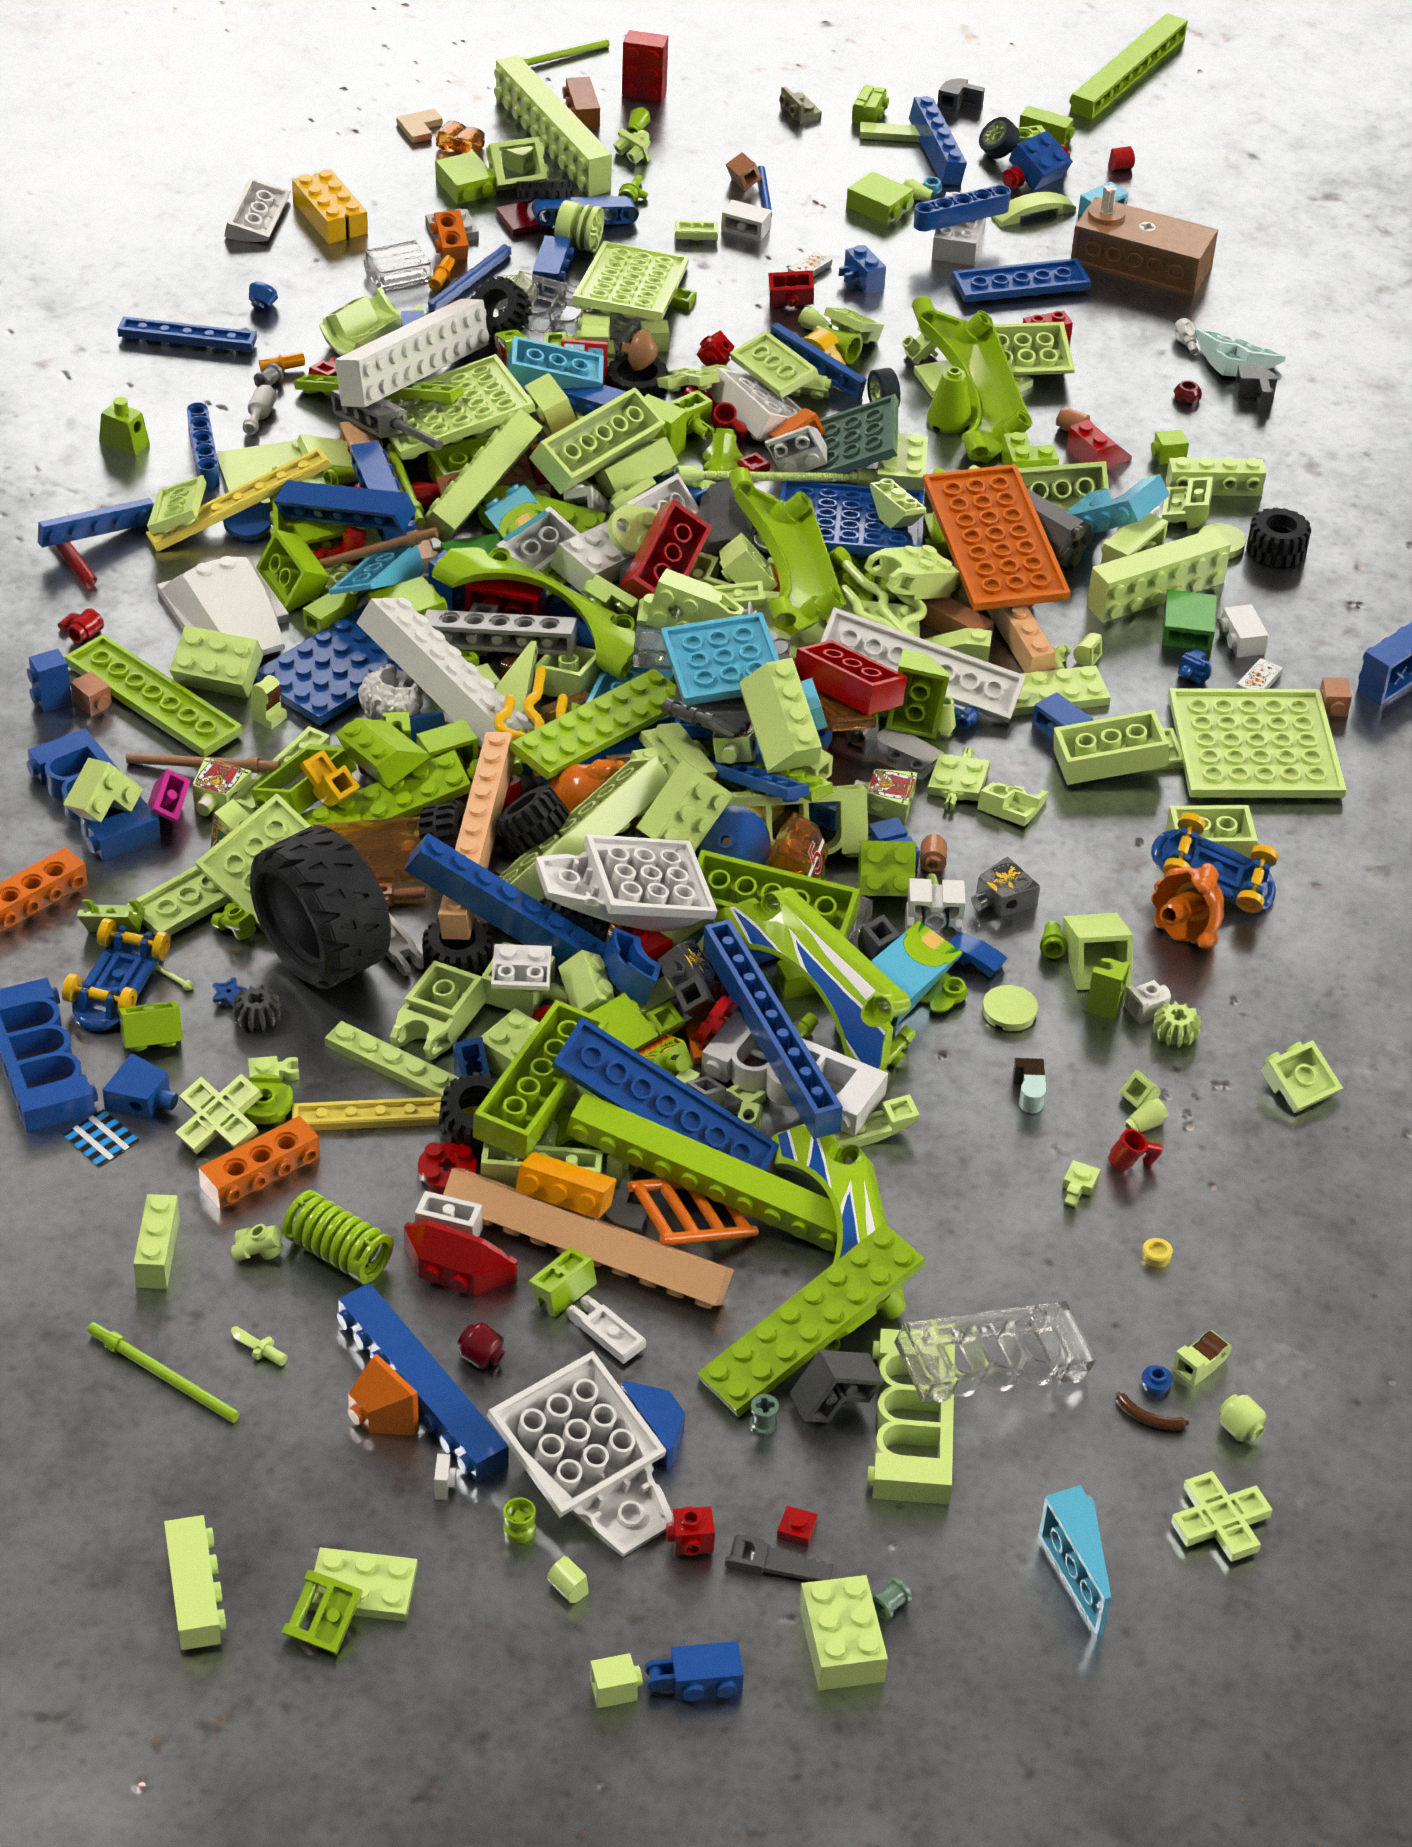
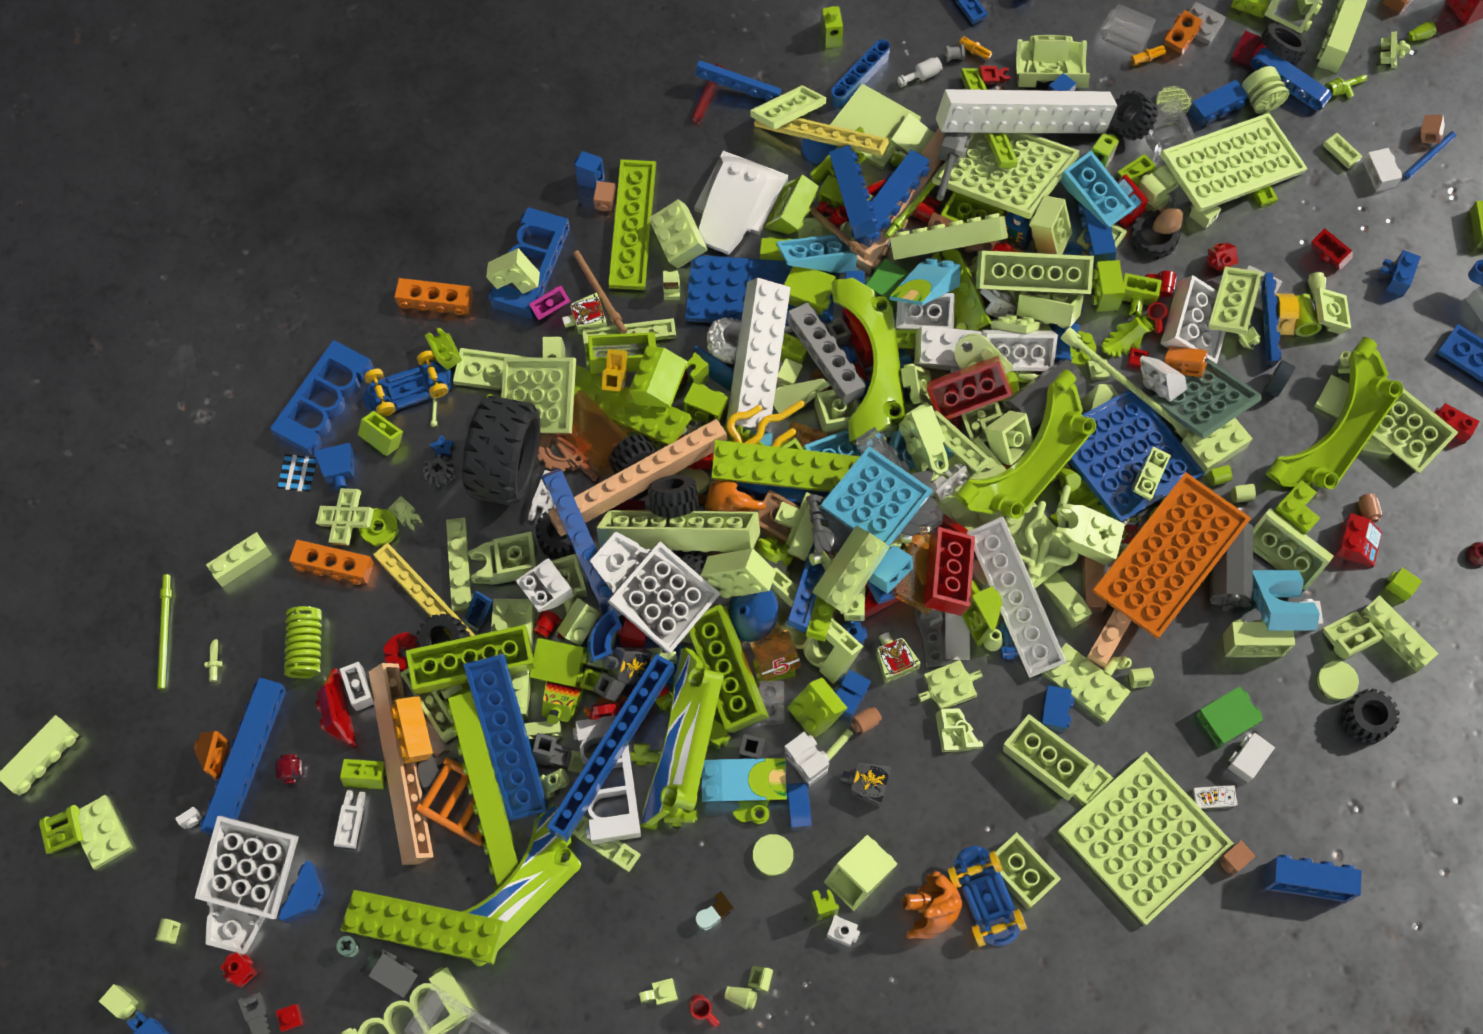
camera: 55 degrees right, 25 degrees up
(82, 626) = (655, 145): red piece -> none
(257, 1240) = (275, 604): yellowish green plate -> none
(469, 278) = (1163, 72): axle -> none
(519, 1520) = (183, 877): lime wheel -> none
(689, 376) = (1179, 265): yellowish green plate -> none
(815, 261) = (1376, 239): white tile -> none
(951, 403) = (1305, 427): lime cone -> none
(1053, 941) = (849, 840): lime cone -> none
(1144, 577) = (1250, 671): yellowish green brick -> none
(1177, 1024) = (842, 965): yellowish green gear -> none
(1195, 667) = (1183, 749): blue piece -> none

